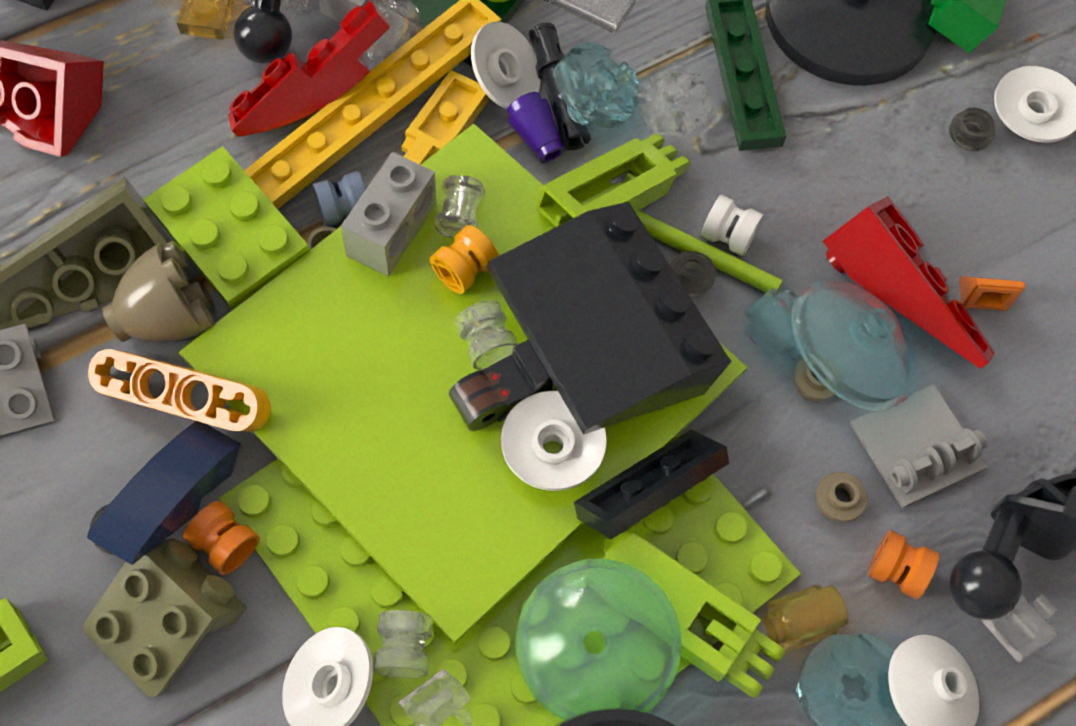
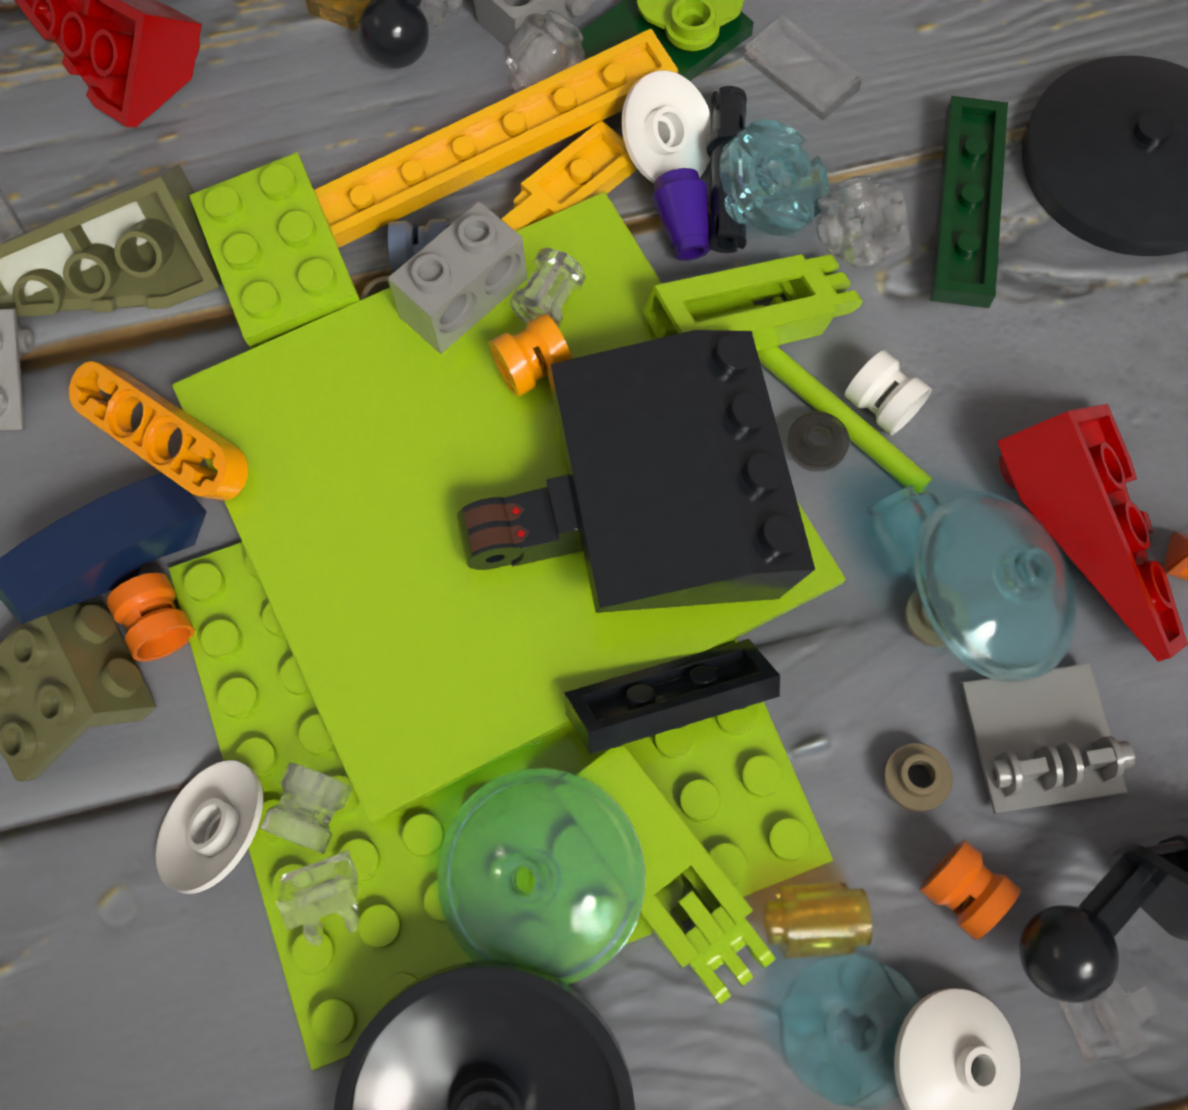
camera: 25 degrees right, 5 degrees up
(159, 299) = (172, 316): dark tan piece -> none
(299, 88) = (412, 104): red slope -> none
(486, 333) = (525, 451): clear wheel -> none
(545, 419) = (530, 596): white dish -> none

